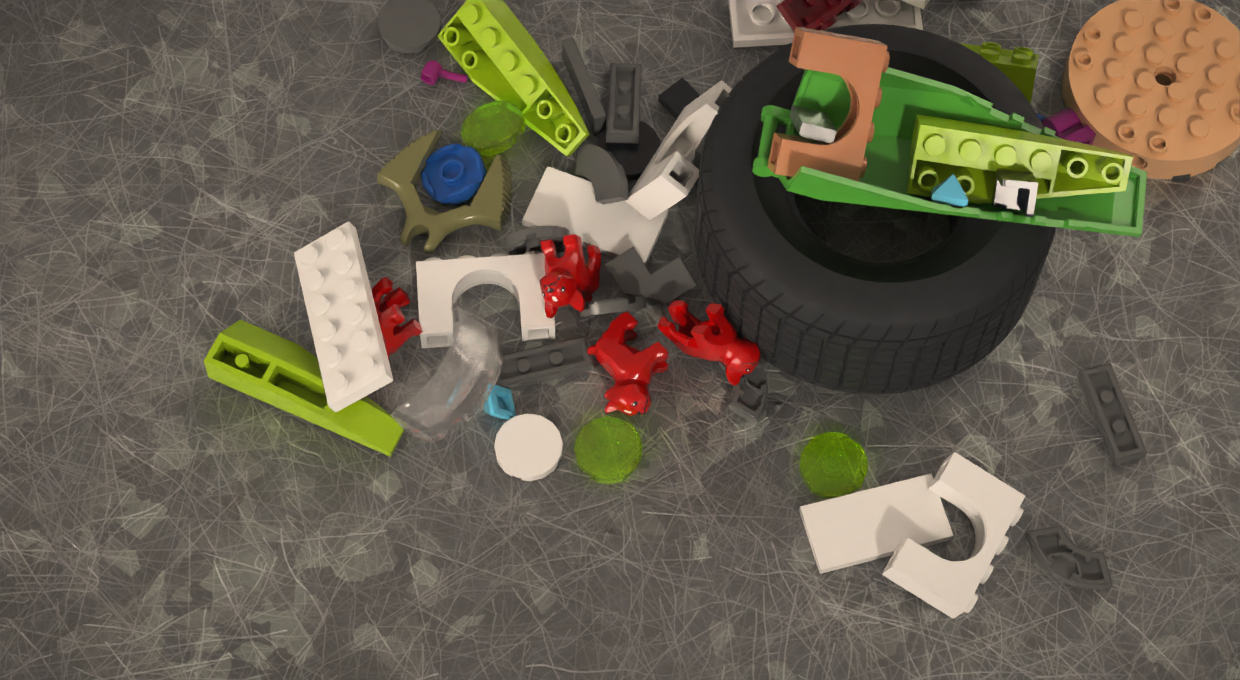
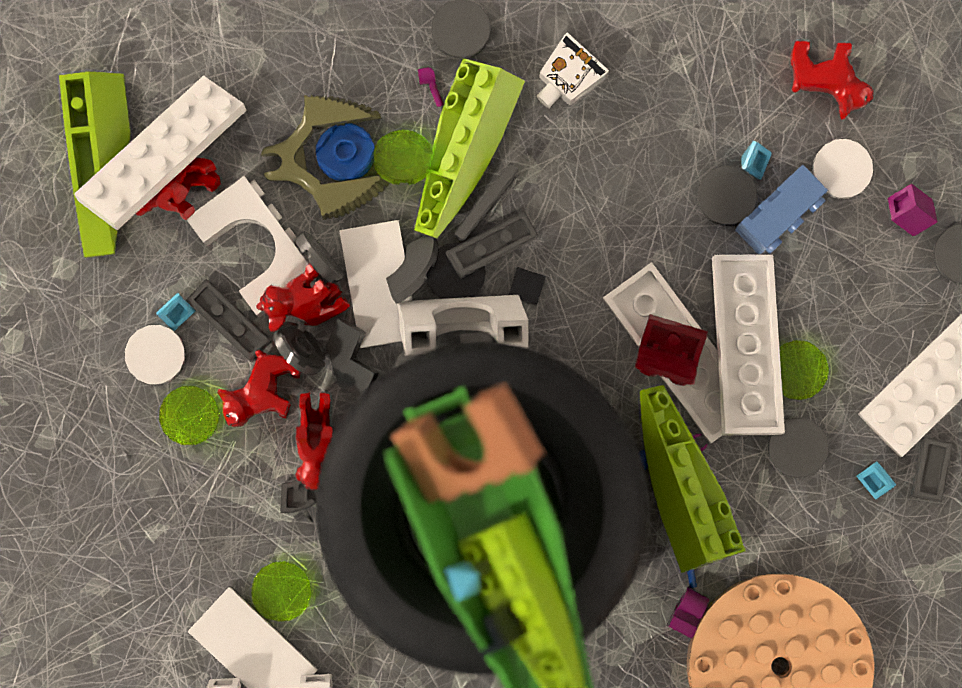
camera: 65 degrees right, 20 degrees up
(460, 382) = (171, 275): clear windscreen -> none
(812, 124) = (455, 440): tile -> none

